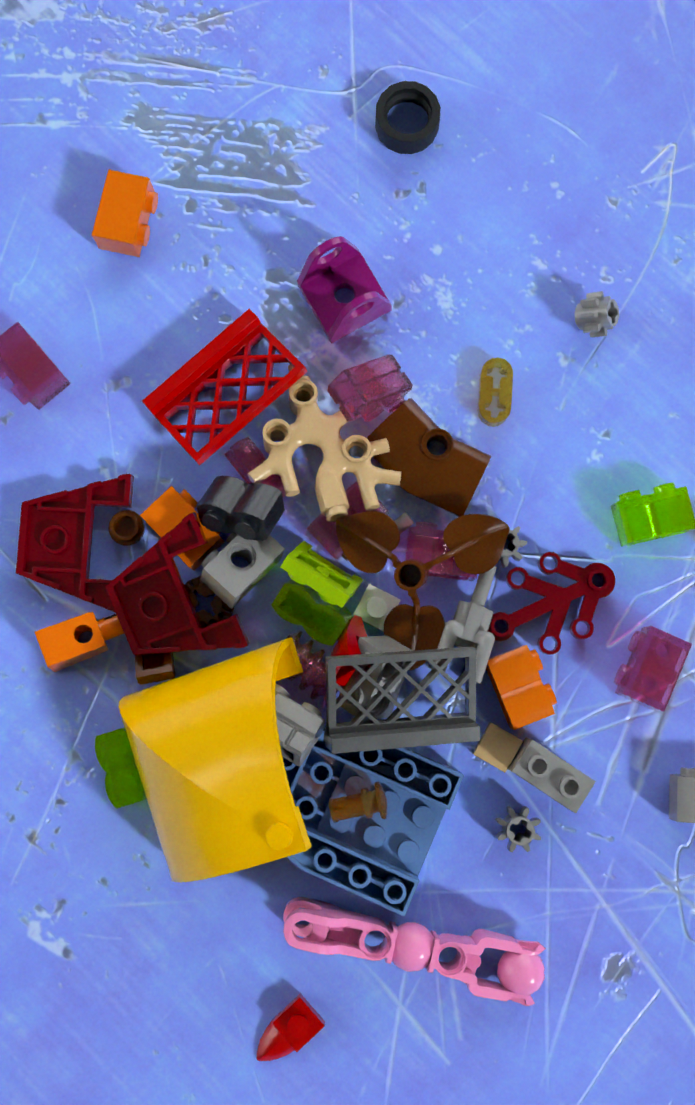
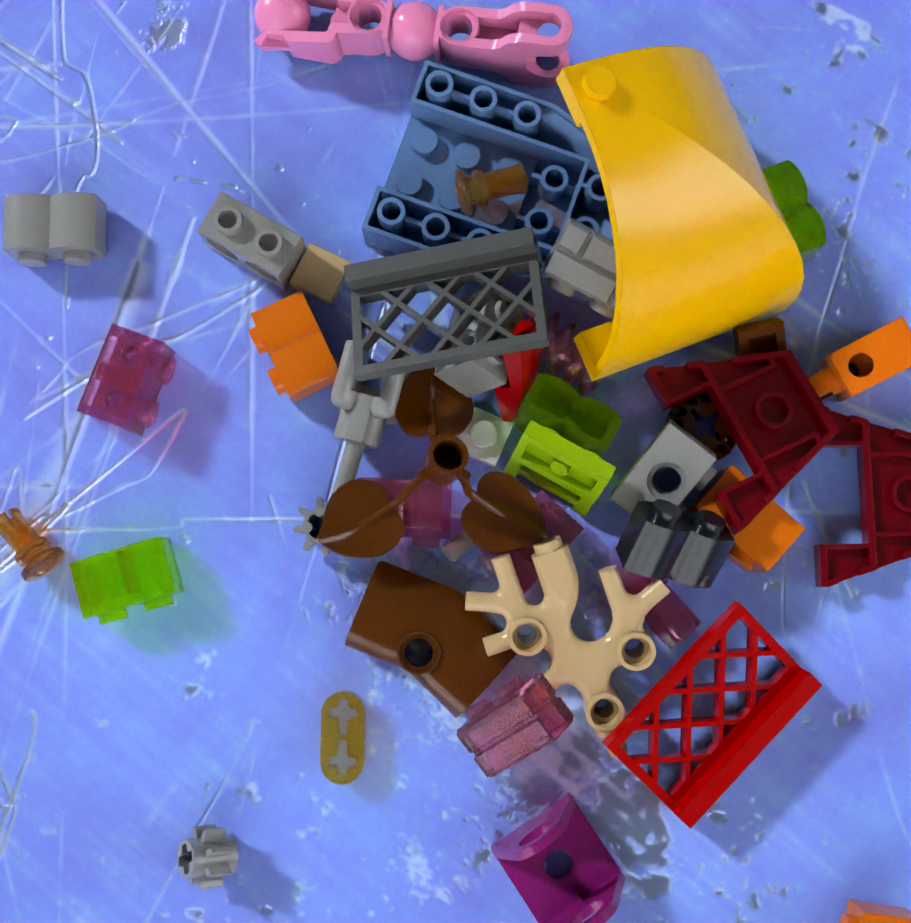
camera: 170 degrees right, 0 degrees up
(126, 527) = (818, 516): reddish brown plate -> none
(520, 839) = (285, 166): light grey gear -> none
(557, 600) = (251, 460): dark red plant -> none

